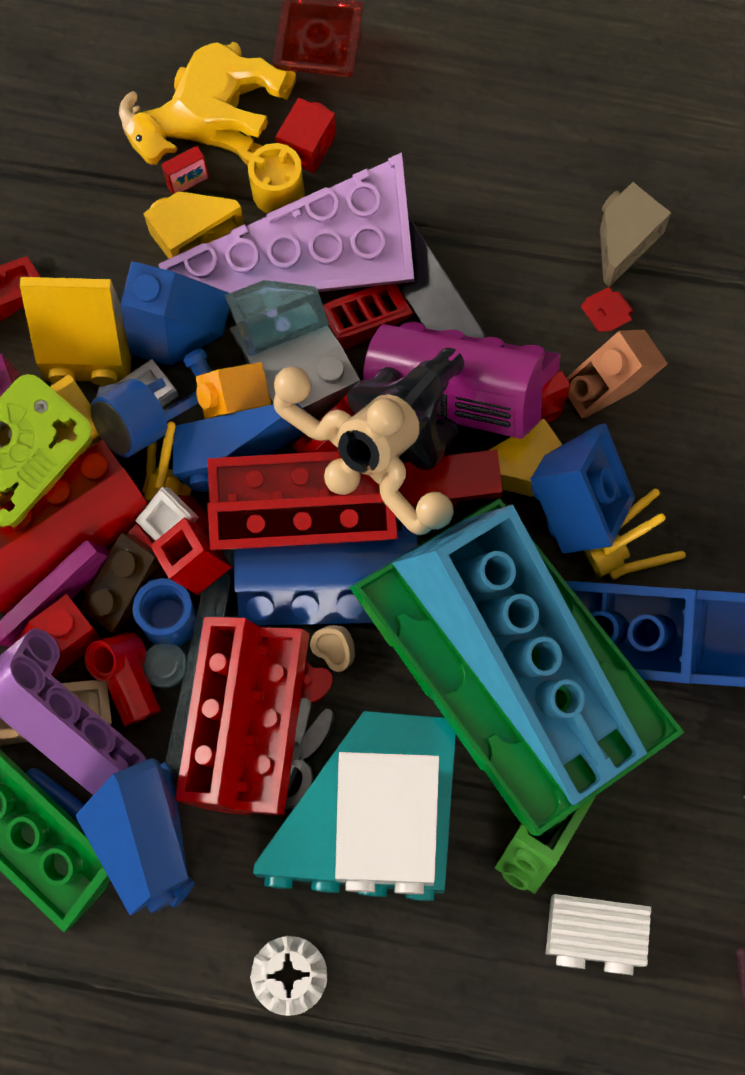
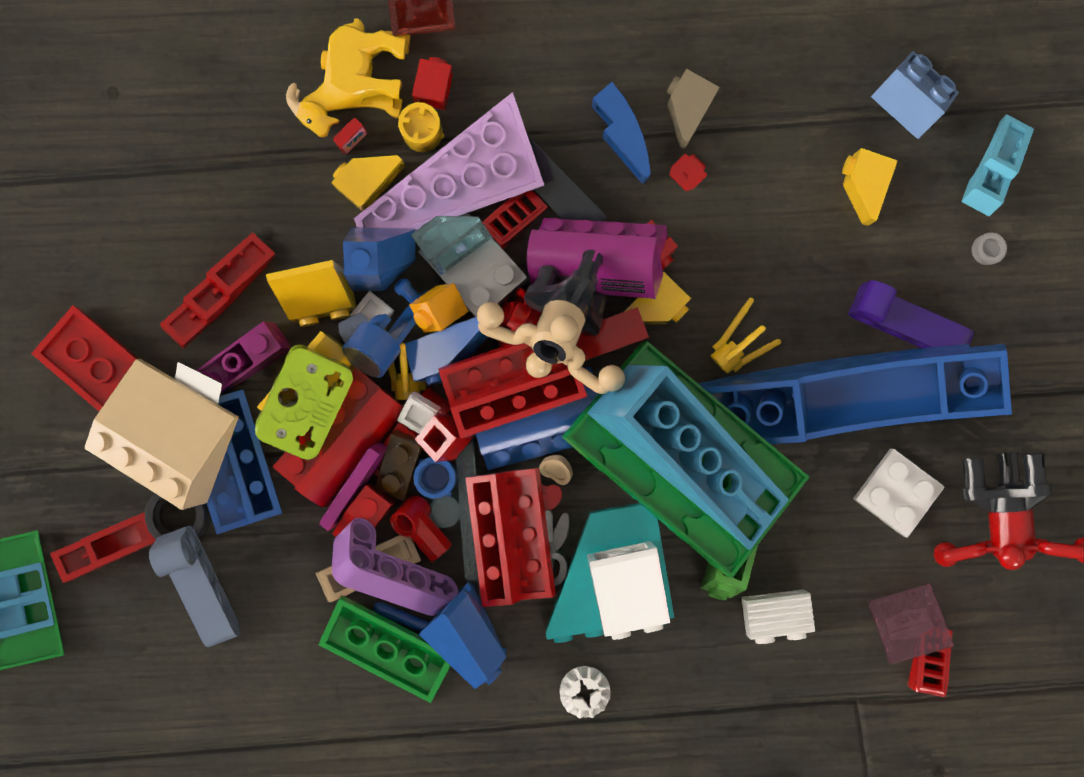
camera: 20 degrees left, 15 degrees up
(532, 241) = (623, 131): none -> blue slope
(583, 491) = (704, 319): blue slope -> none
(614, 371) = (703, 220): nougat slope -> none

